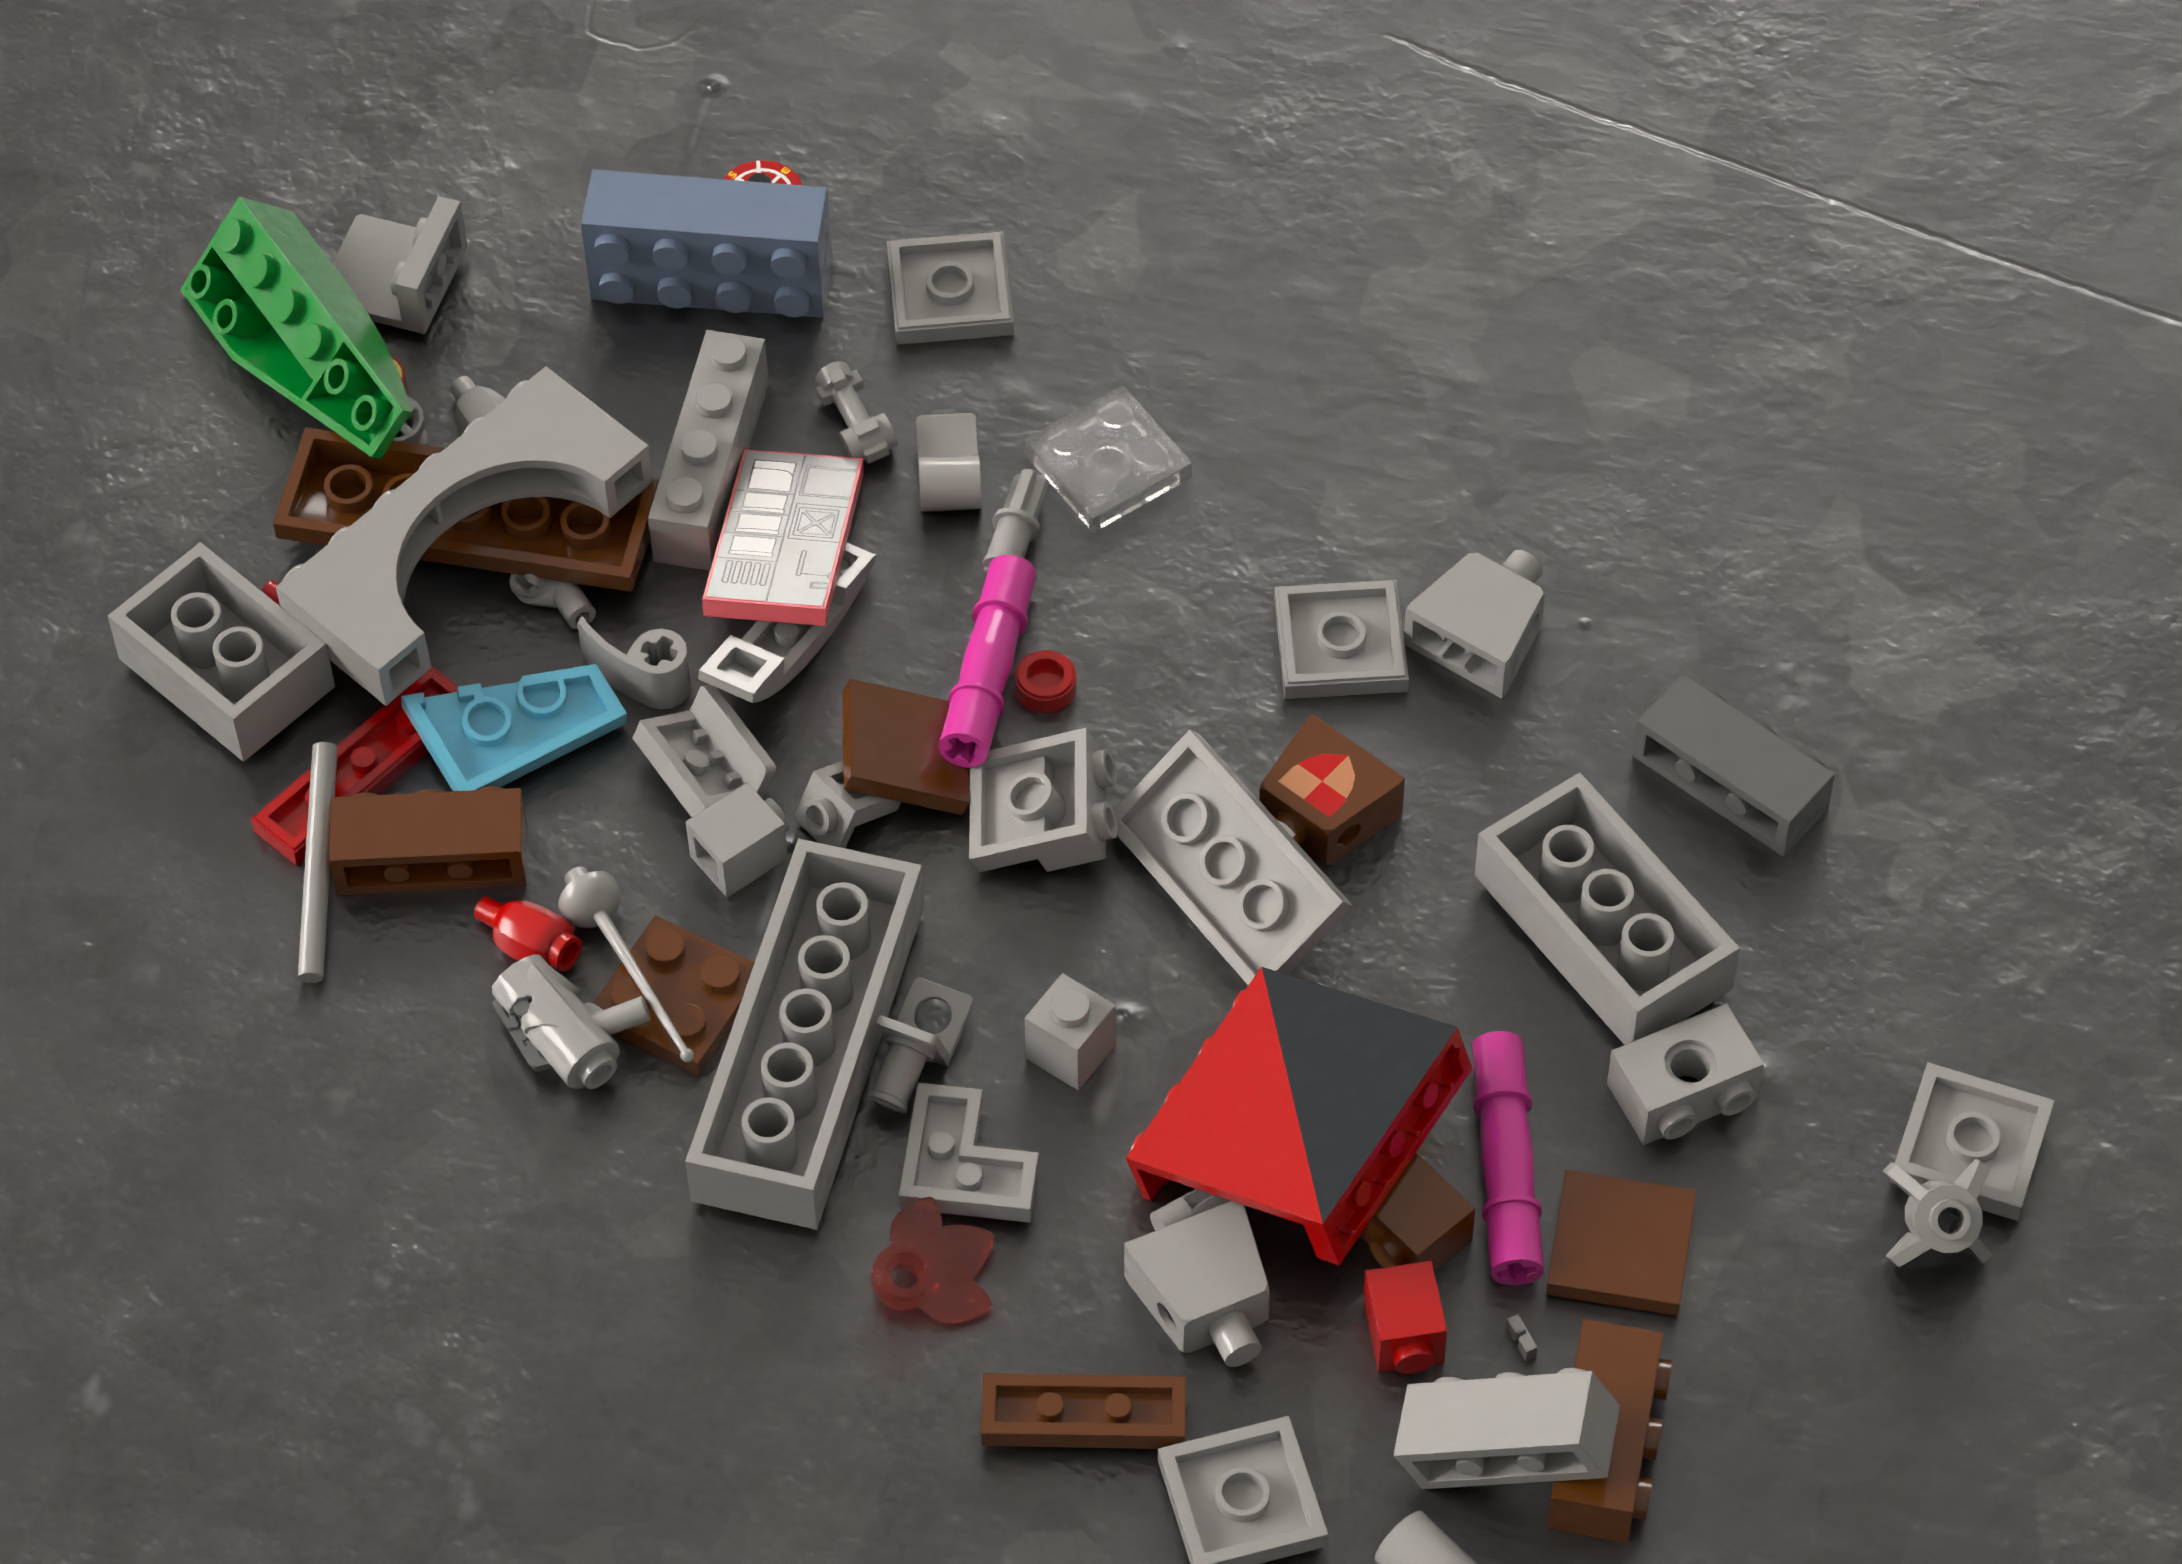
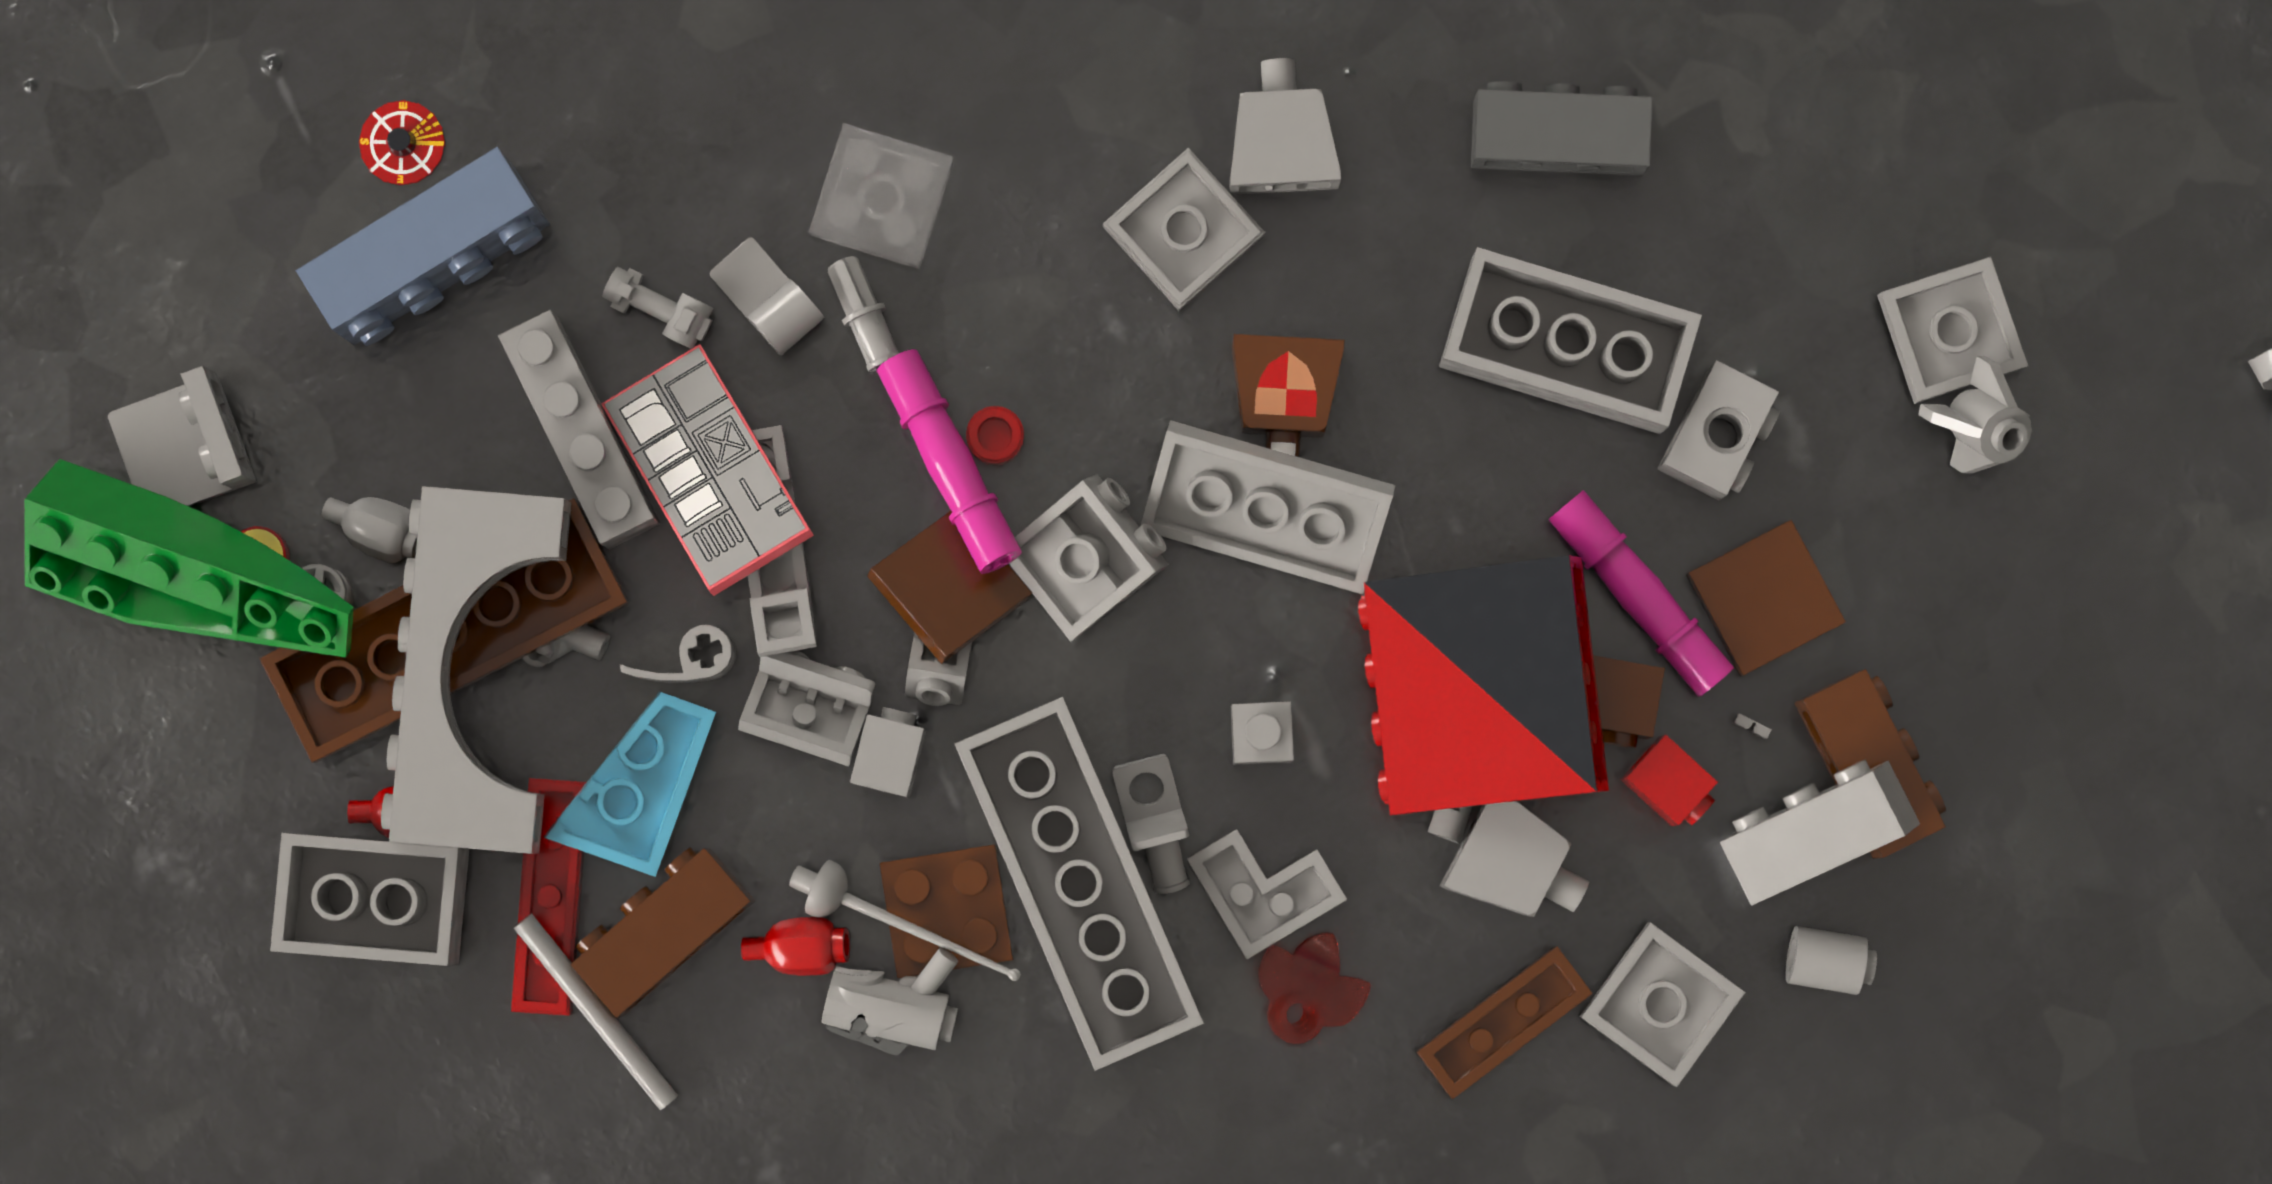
camera: 40 degrees left, 30 degrees up
(950, 288) = (629, 125): light grey tile -> none

